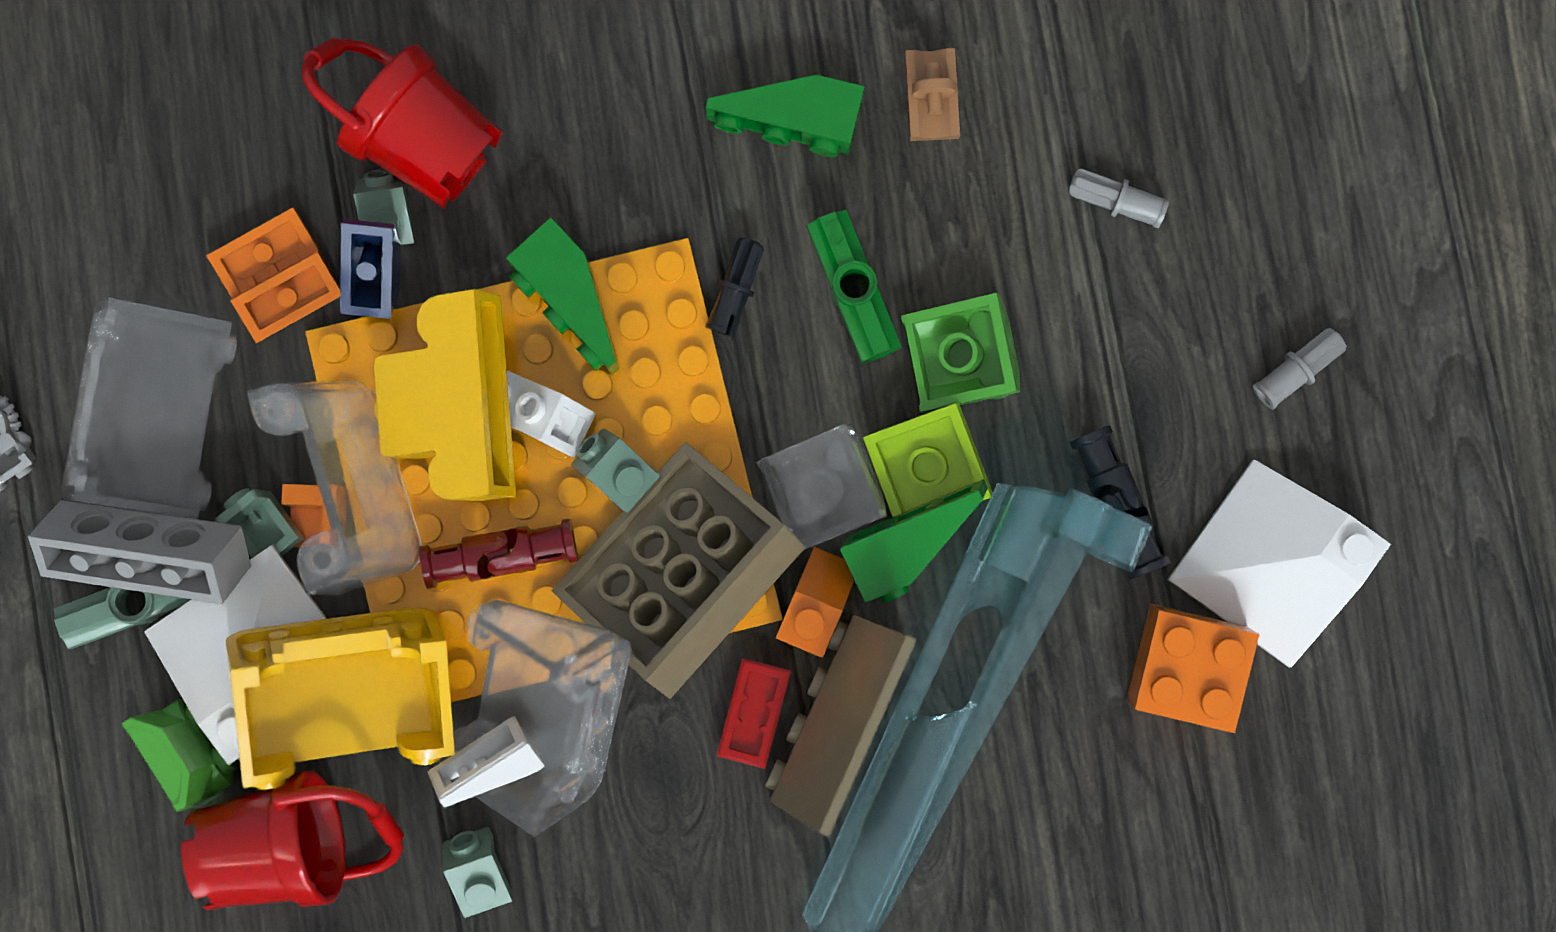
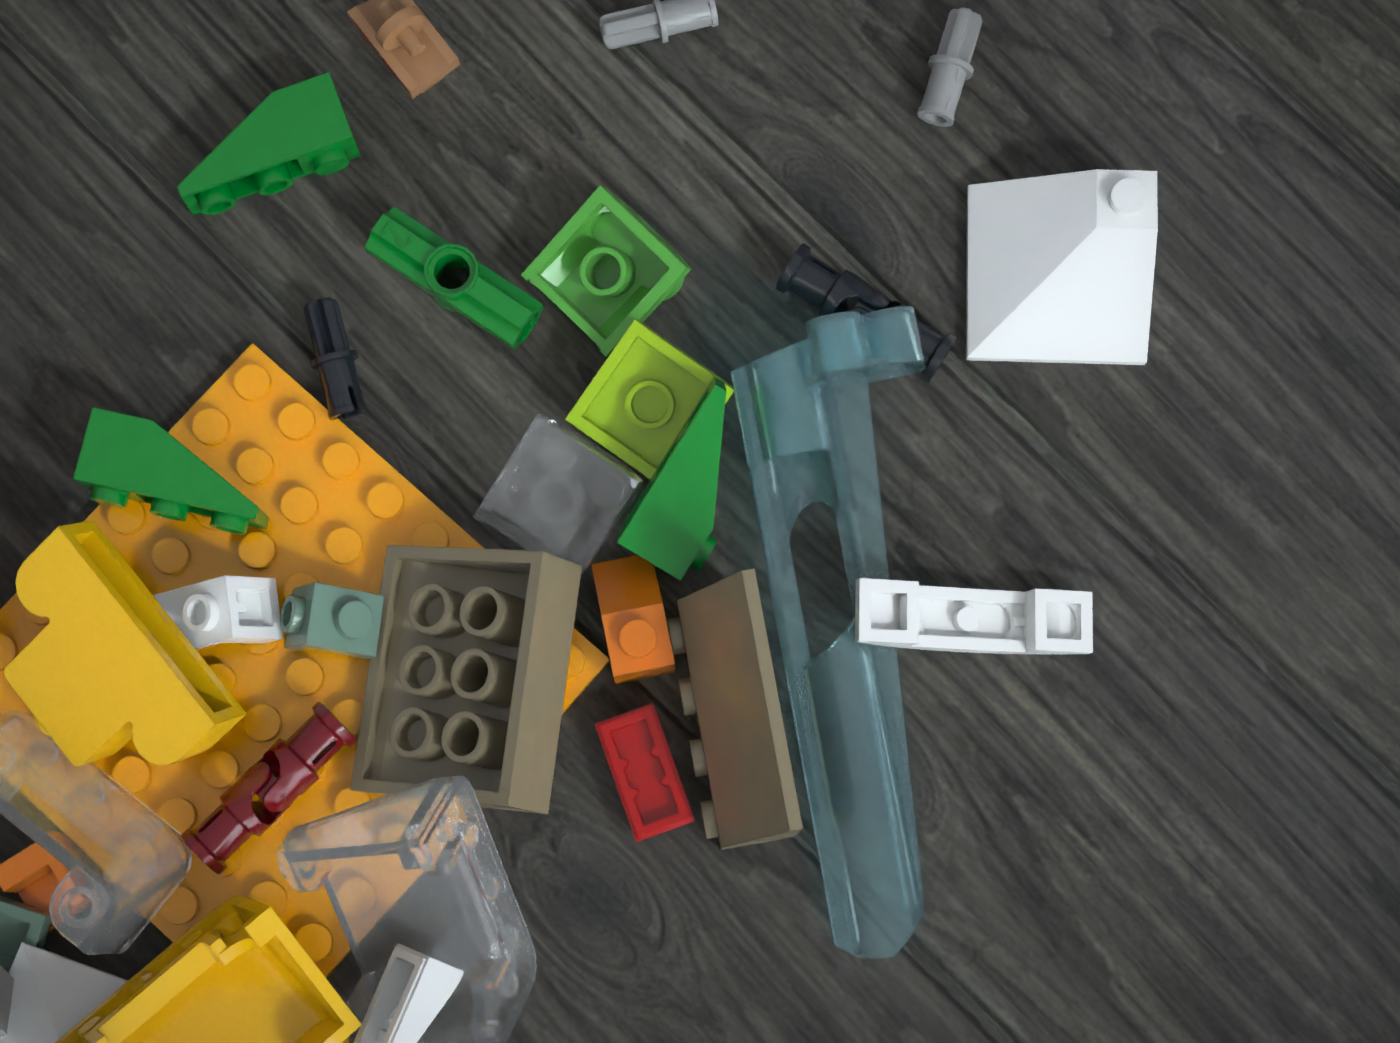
camera: 35 degrees left, 5 degrees down
(1047, 763) = (972, 619): none -> white slope
(1192, 668) = (1050, 424): orange brick -> none

